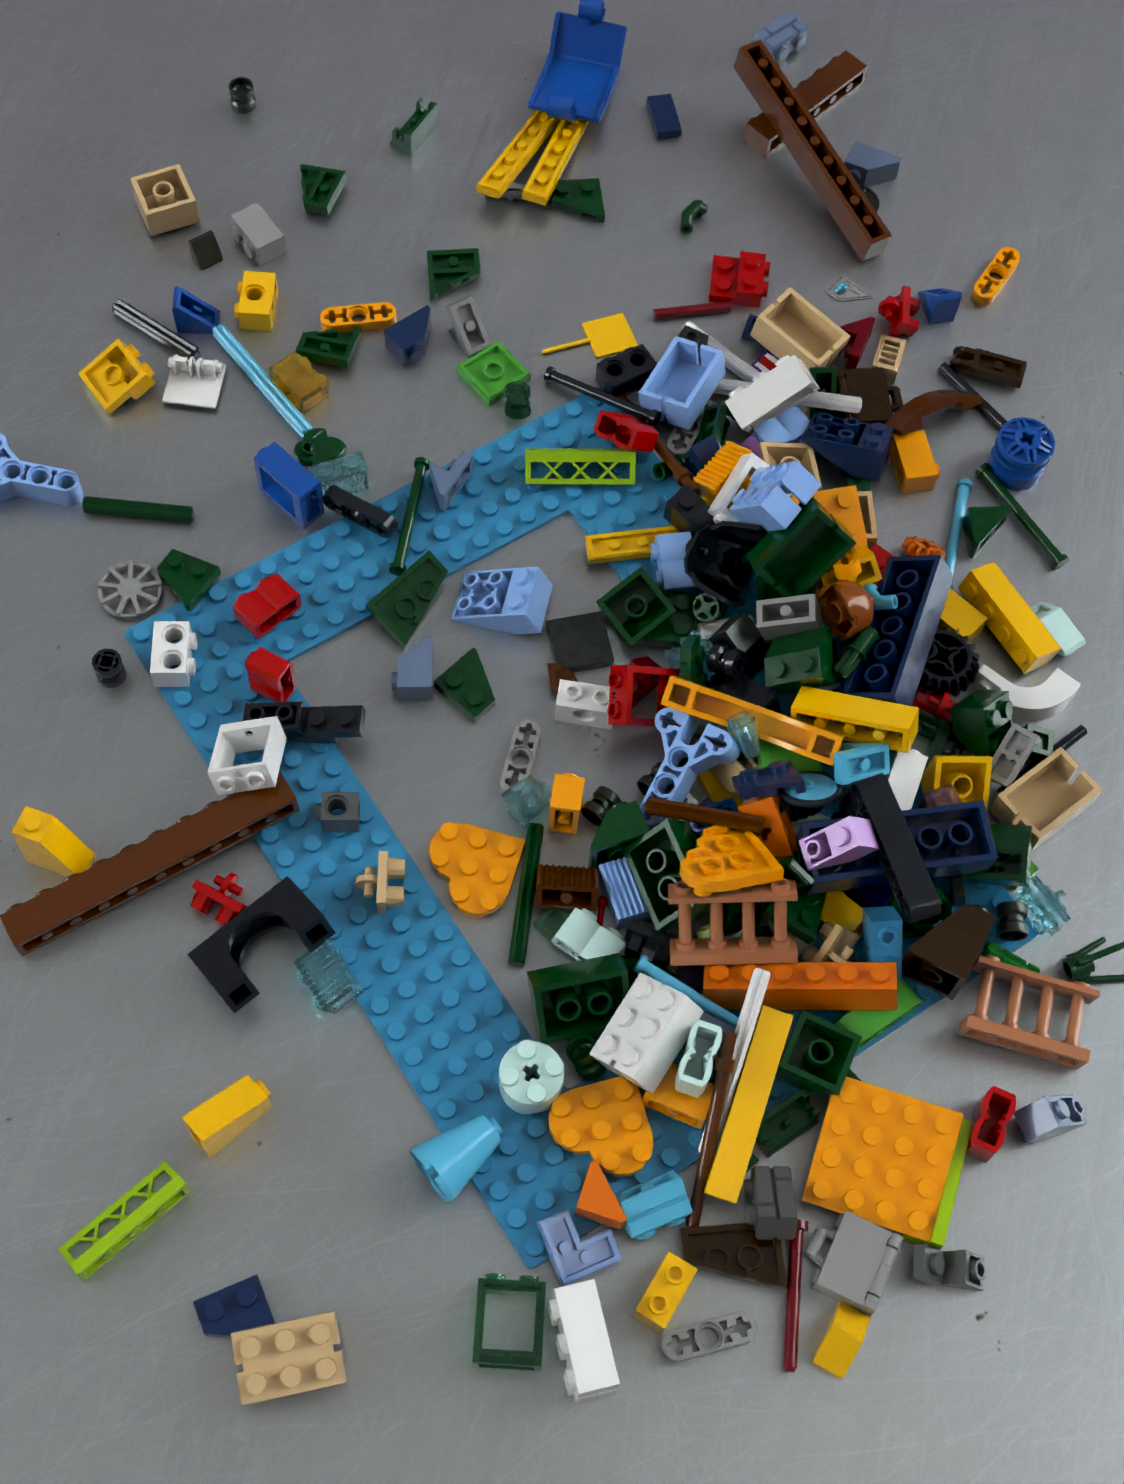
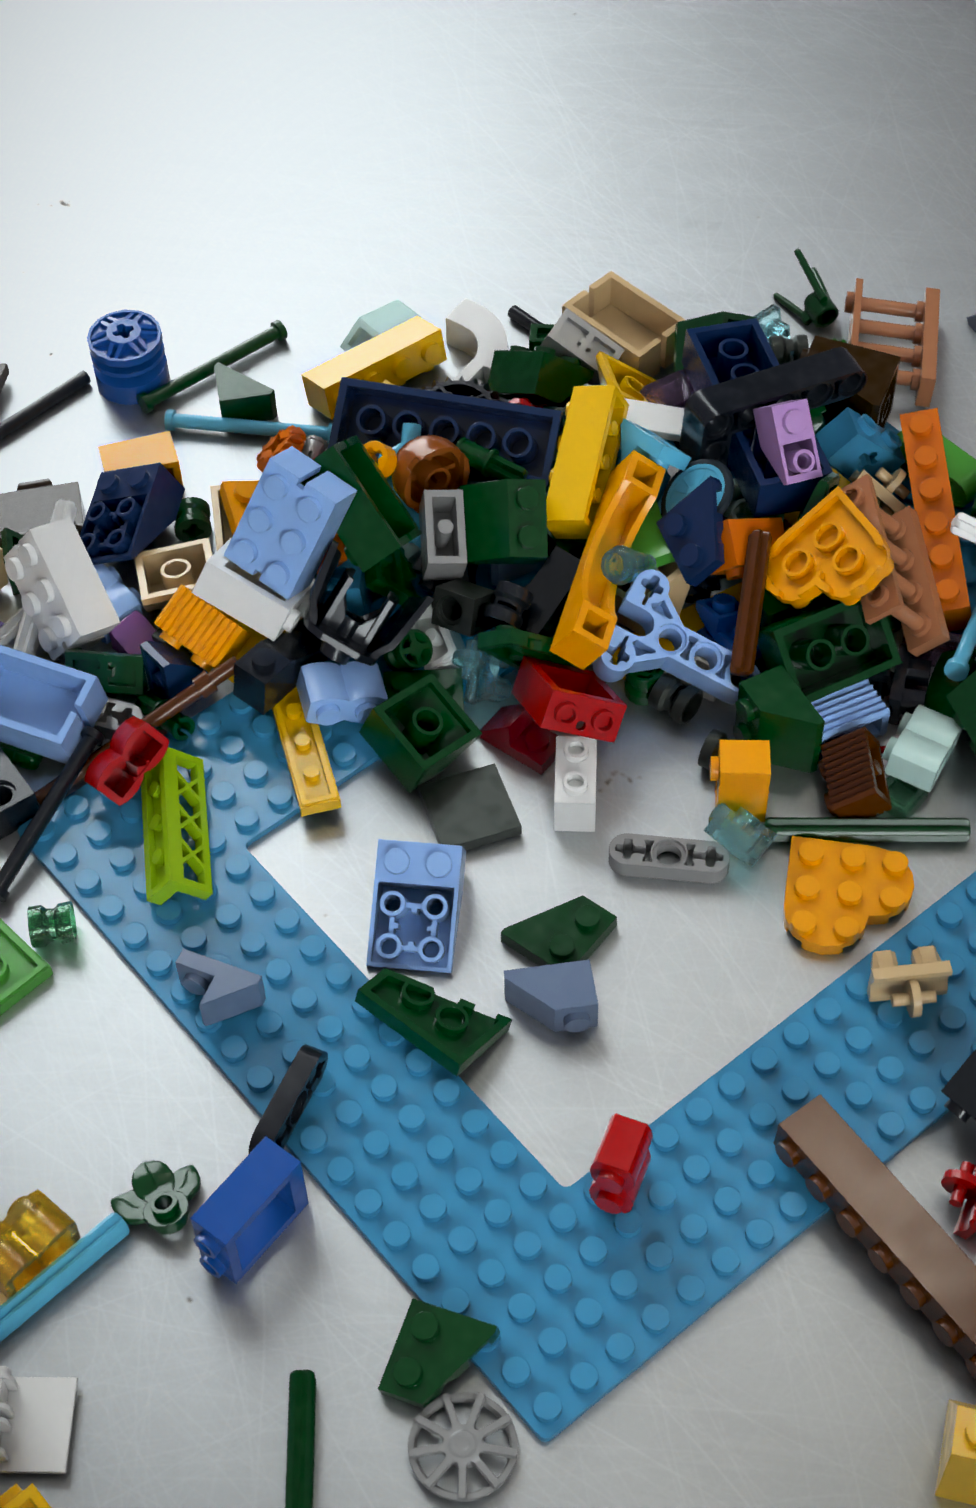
camera: 90 degrees left, 10 degrees down
(109, 668) = (623, 1449): black wheel -> none
(167, 654) = (596, 1345): white brick -> none
(234, 739) = (722, 1174): white window -> none
(267, 605) = (481, 1208): red brick -> none
(311, 724) = (679, 1118): black slope -> none
(346, 472) = (212, 1139): clear light blue brick -> none
(346, 822) = (818, 1034): dark grey brick -> none
(398, 566) = (284, 1037): dark green bar -> none
(558, 672) = (535, 822): reddish brown tile -> none
(910, 415) = (63, 445): reddish brown slope -> none

